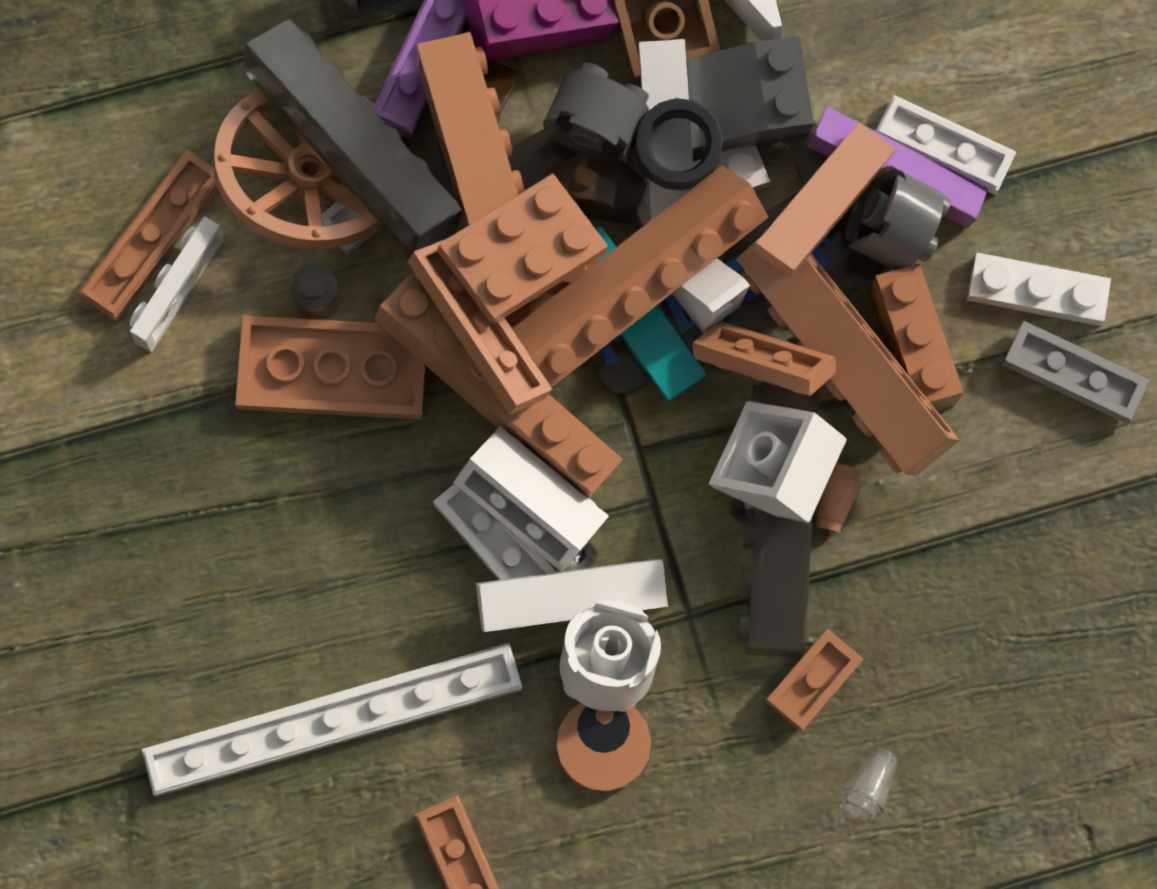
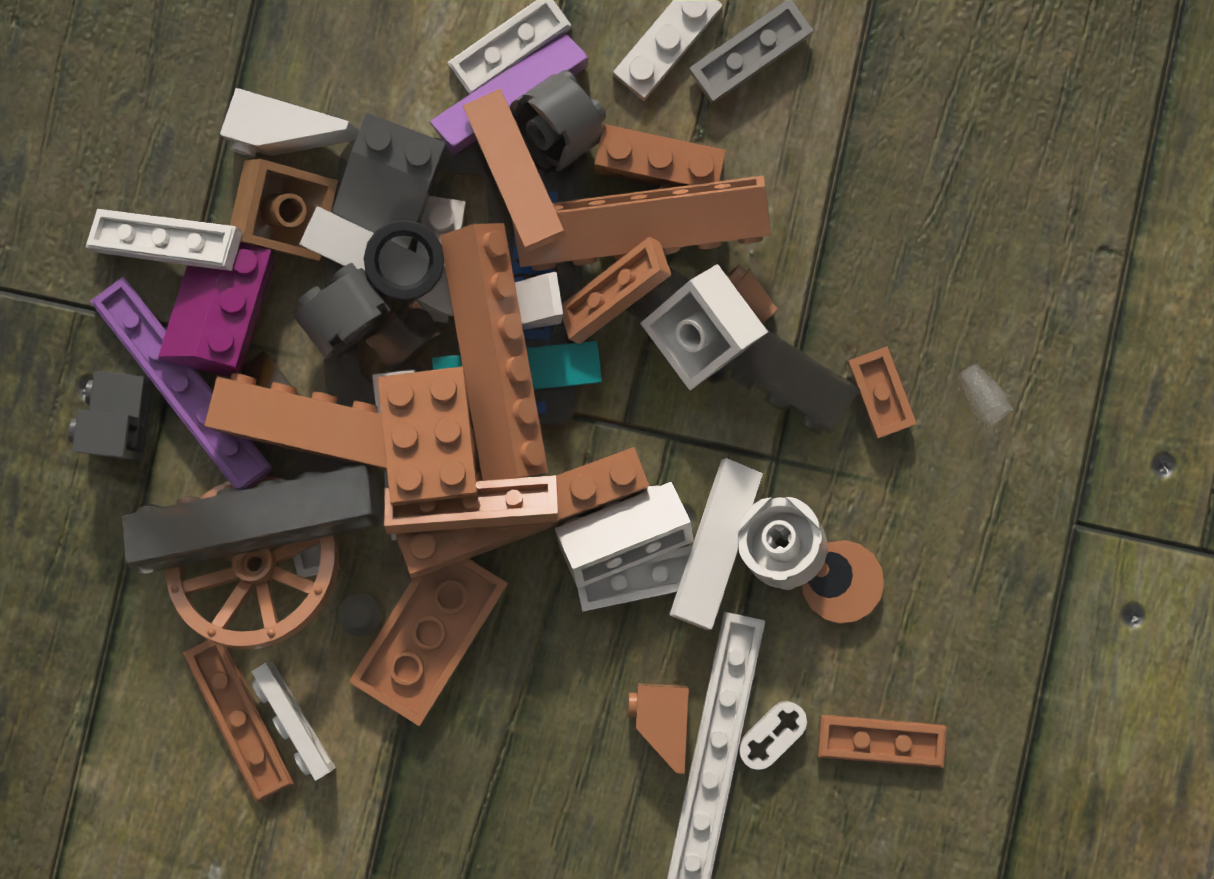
camera: 50 degrees left, 10 degrees up
(367, 638) = (662, 720): none -> nougat slope
(408, 768) = (780, 742): none -> white beam

